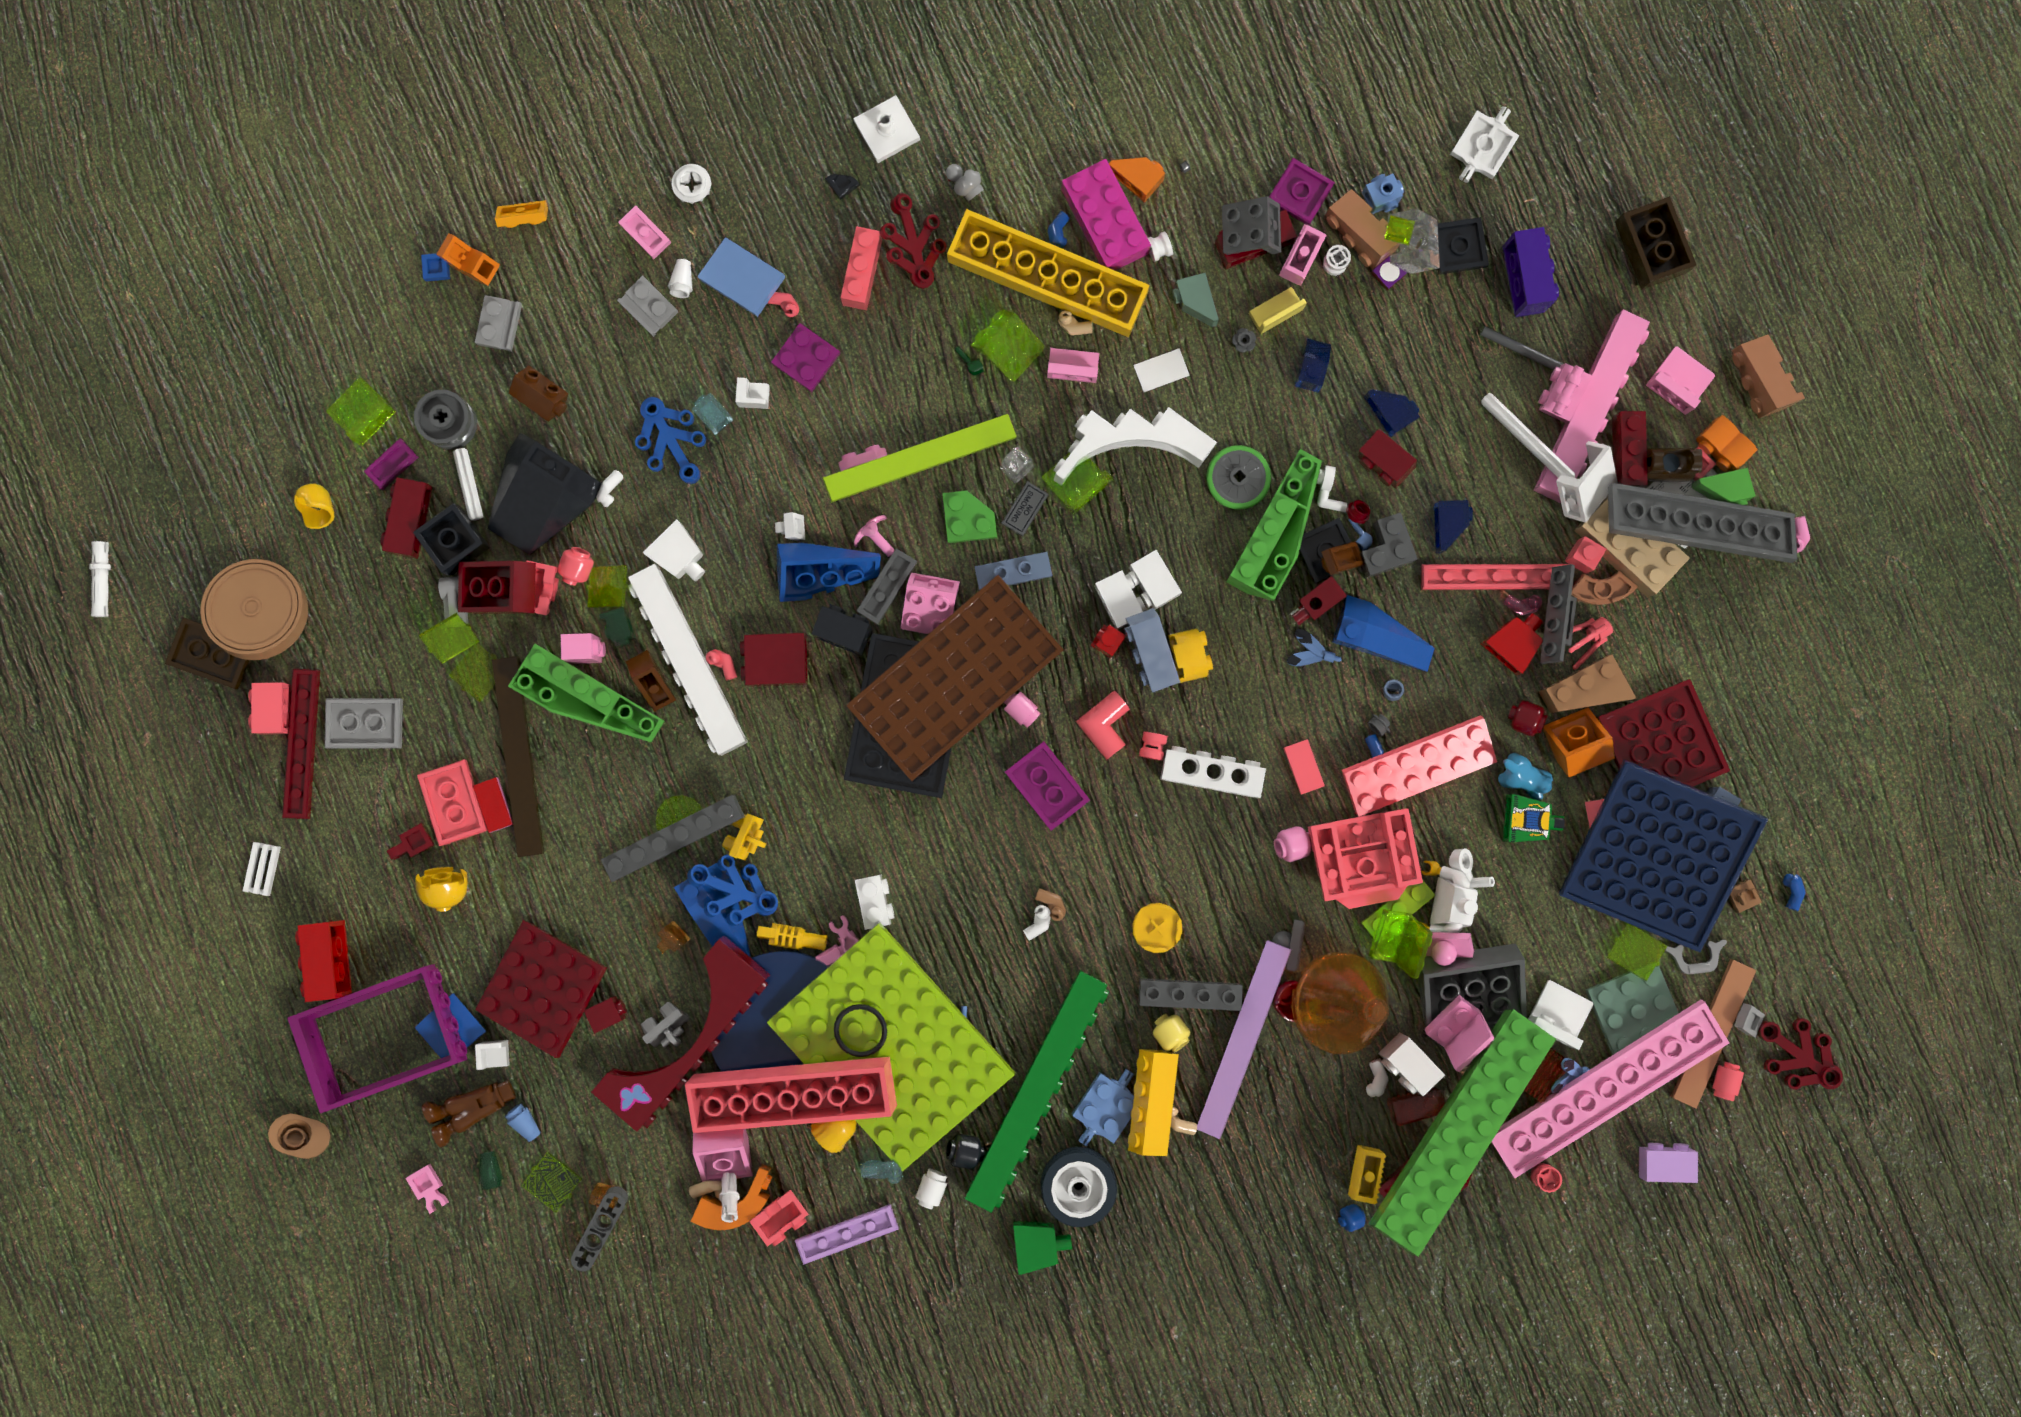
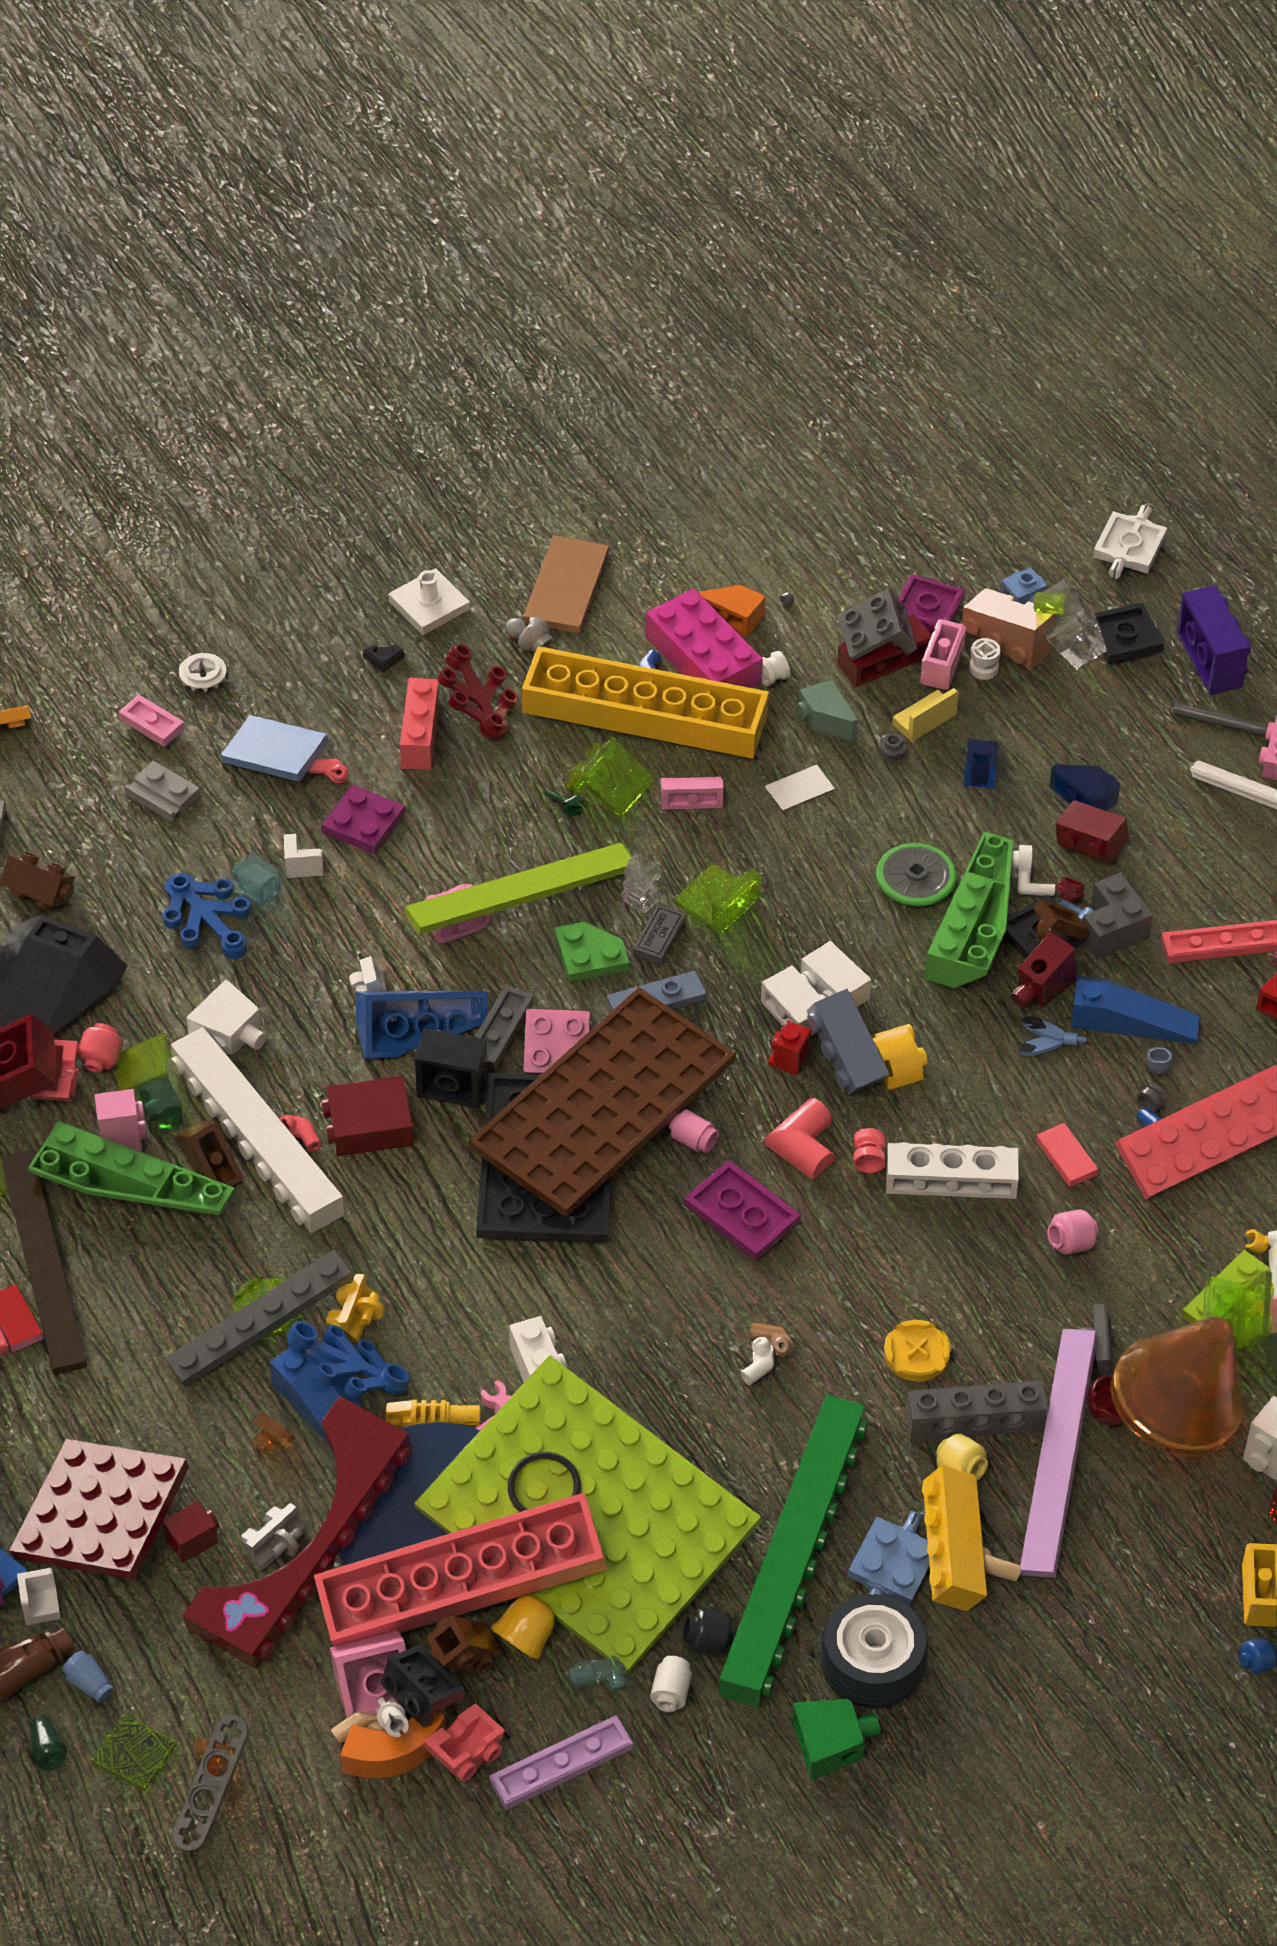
camera: 10 degrees left, 35 degrees down
(607, 486) = (132, 964): white arm -> none
(681, 279) = (201, 760): white cone -> none
(752, 1180) = (420, 1684): none -> black bracket
(787, 1148) = (464, 1644): none -> reddish brown brick
(871, 530) = (470, 970): bright pink plant -> none
(1003, 125) = (566, 583): none -> medium nougat tile
(1072, 326) = (684, 755): tan arm -> none
(1169, 433) = (817, 837): white arch -> none
(1366, 858) = (1170, 1236): coral slope -> none
(1380, 1079) = (1252, 1482): white arm -> none
(1388, 274) = (1049, 667): tile -> none
(1450, 521) = (1184, 885): clear blue slope -> none

